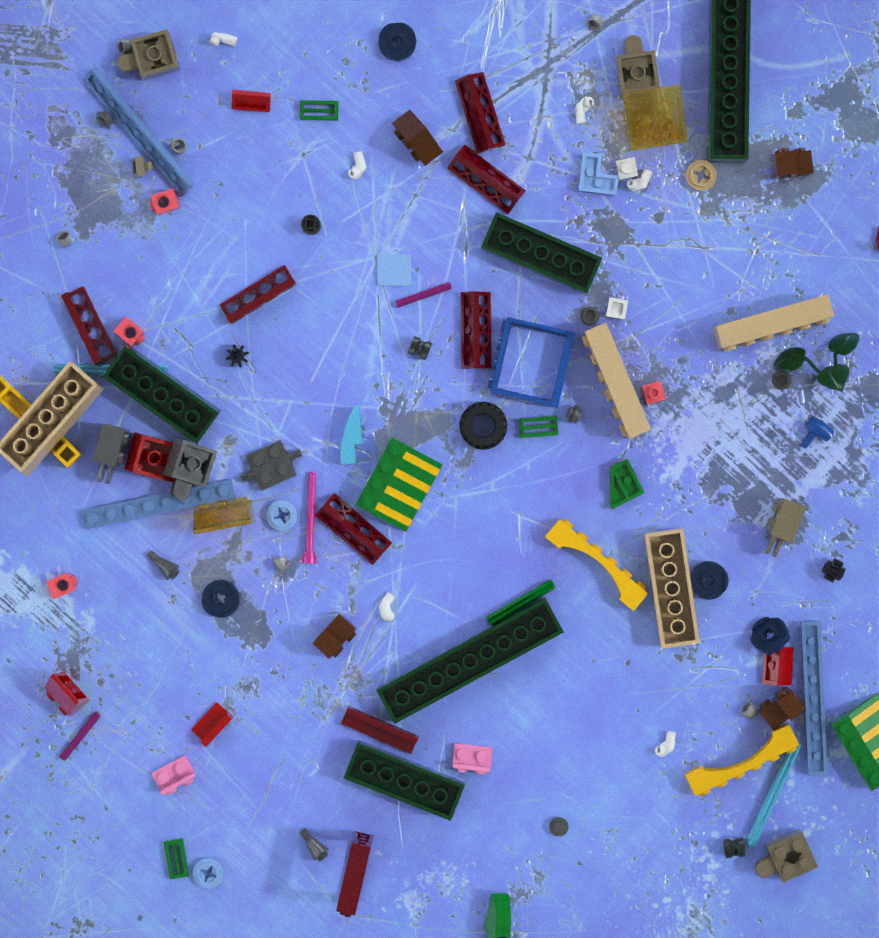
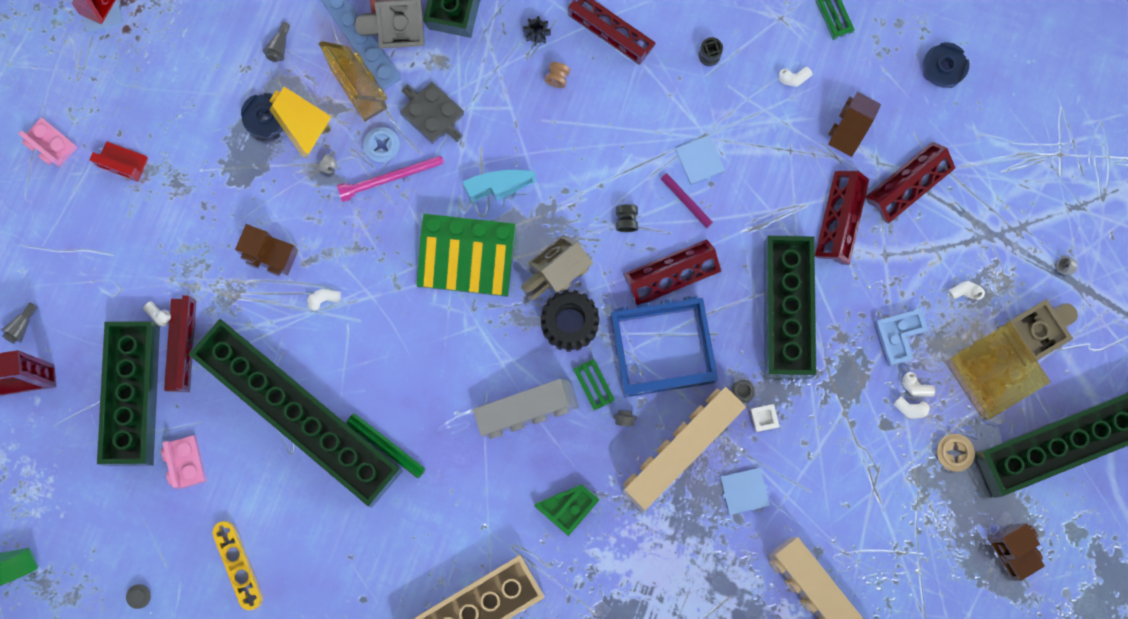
camera: 70 degrees right, 10 degrees down
(80, 735) = (55, 28): magenta bar -> none
(238, 572) = (298, 119): none -> yellow slope
(281, 354) = (557, 75): none -> medium nougat wheel
(350, 531) = (390, 223): dark red fence -> none
(353, 736) = (160, 317): none -> white arm
(439, 419) = (556, 267): none -> dark tan brick
(536, 486) = (526, 407): none -> light grey wedge
(565, 749) = (241, 563): none -> yellow beam
(626, 168) = (924, 366): white plate -> none
(630, 592) = (446, 567): yellow arch -> none
(653, 393) = (687, 498): coral brick -> none
(657, 193) = (912, 411): none -> white arm
(664, 346) = (744, 491): none -> light blue piece

